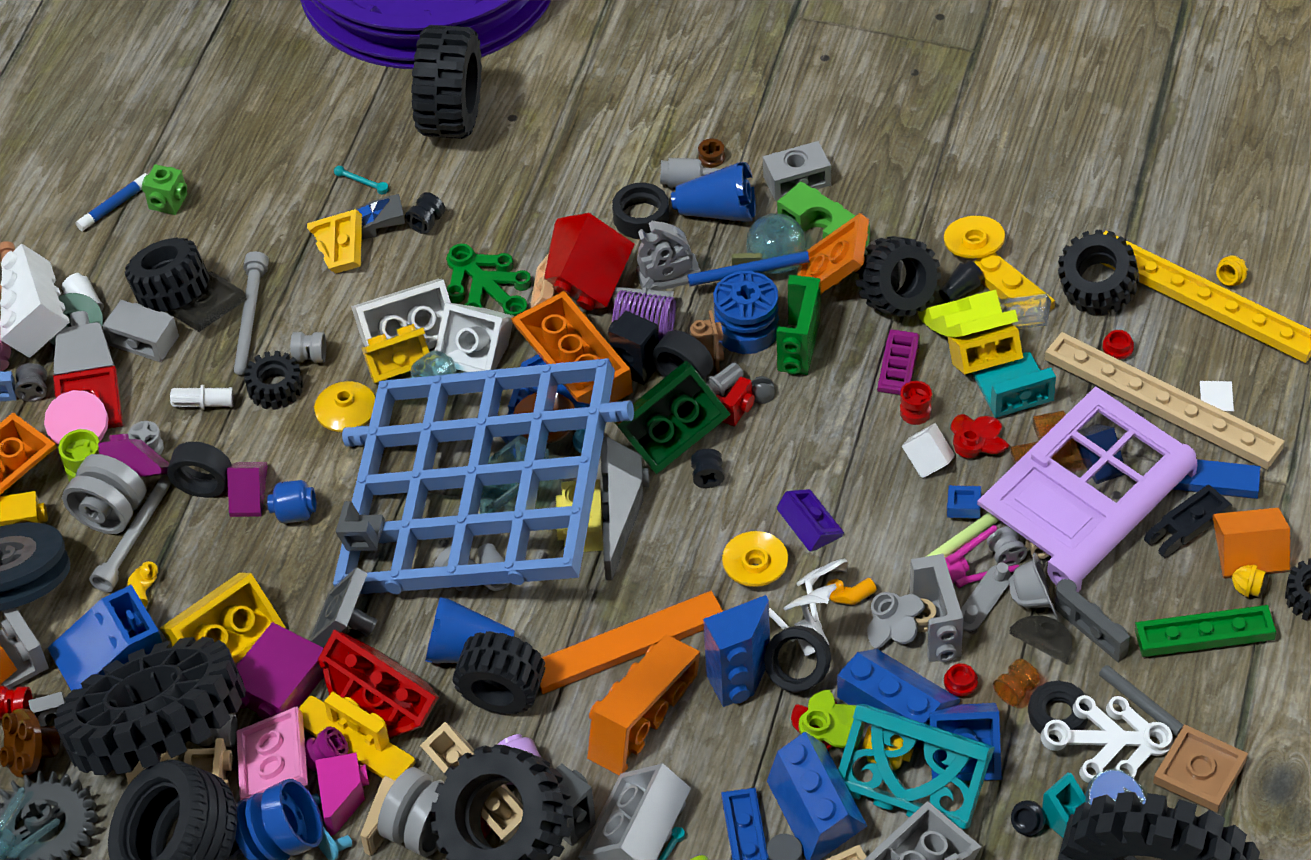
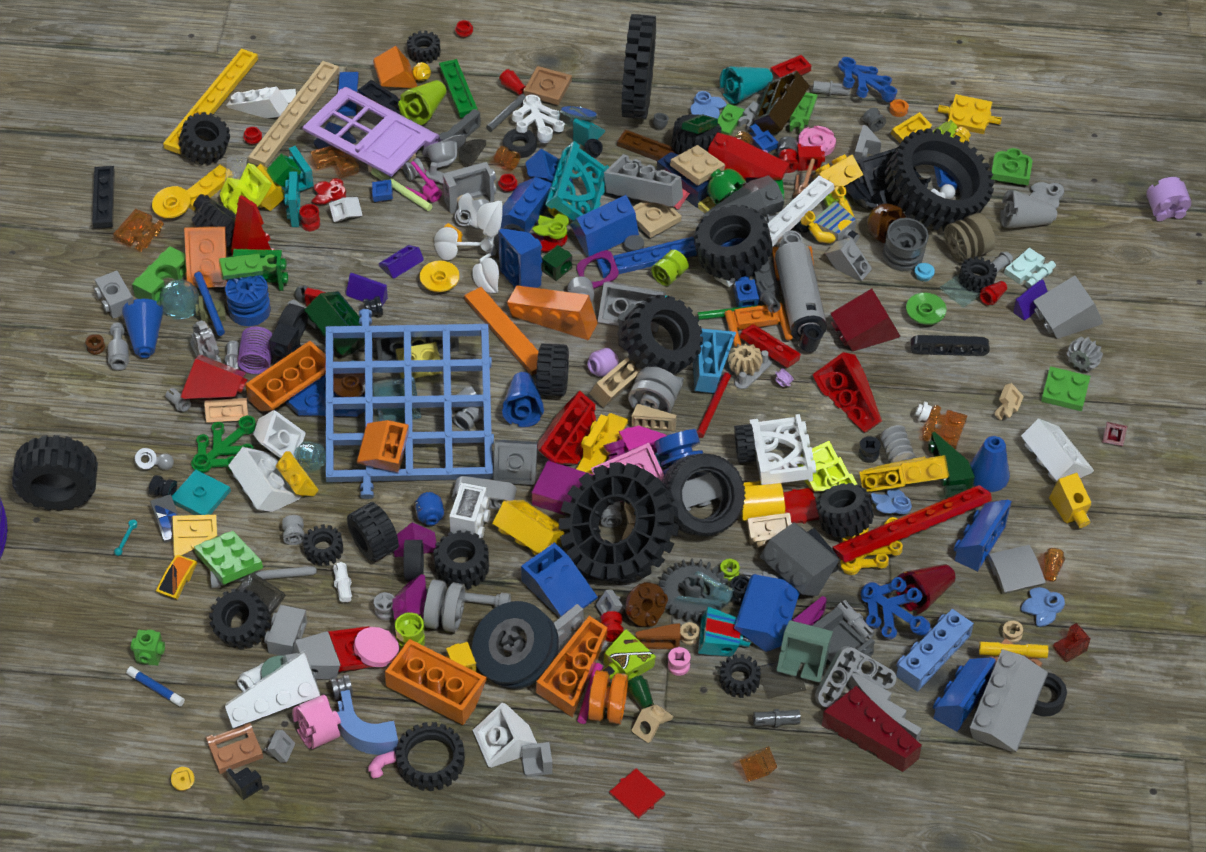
camera: 105 degrees left, 0 degrees up
(142, 579) = (503, 584): yellow arm -> none
(180, 510) = (458, 546): none -> black tyre
(255, 420) = (372, 531): none -> black tyre
(255, 539) = (470, 510): none -> white piece
(276, 224) = (175, 577): none -> slope
(278, 271) = (228, 557): none -> bright green plate
(304, 574) = (496, 490): none -> light grey beam
(344, 406) = (334, 512): yellow dish -> none
(359, 531) = (456, 456): dark grey panel -> none
(389, 437) = (383, 445): none -> orange slope
(407, 256) = (200, 494): none -> teal plate
(481, 198) = (164, 461): none -> light grey plate
(637, 194) = (154, 383): black tyre -> none
(682, 750) = (581, 286): none -> light grey head
(709, 334) = (275, 307): medium nougat hinge -> none
(709, 802) = (601, 255): none -> magenta piece
(748, 467) = (362, 288): none -> dark purple slope
(754, 724) = (557, 263): none -> dark green brick
(779, 287) = (245, 266): none -> bright green plate
(851, 310) = (248, 227): none -> red wedge
(901, 344) = (273, 228): magenta slope -> none
(930, 194) = (133, 227): none -> clear orange plate
(948, 374) = (293, 199): none -> teal plate
(1002, 360) = (280, 169): none -> green panel
(1003, 164) = (103, 197): none -> black plate
(1168, 572) = (422, 101): none -> lime cone
(1190, 353) = (261, 102): none -> white slope
(1215, 712) = (511, 81): none -> red cone
(1231, 270) = (191, 88): yellow plate -> none

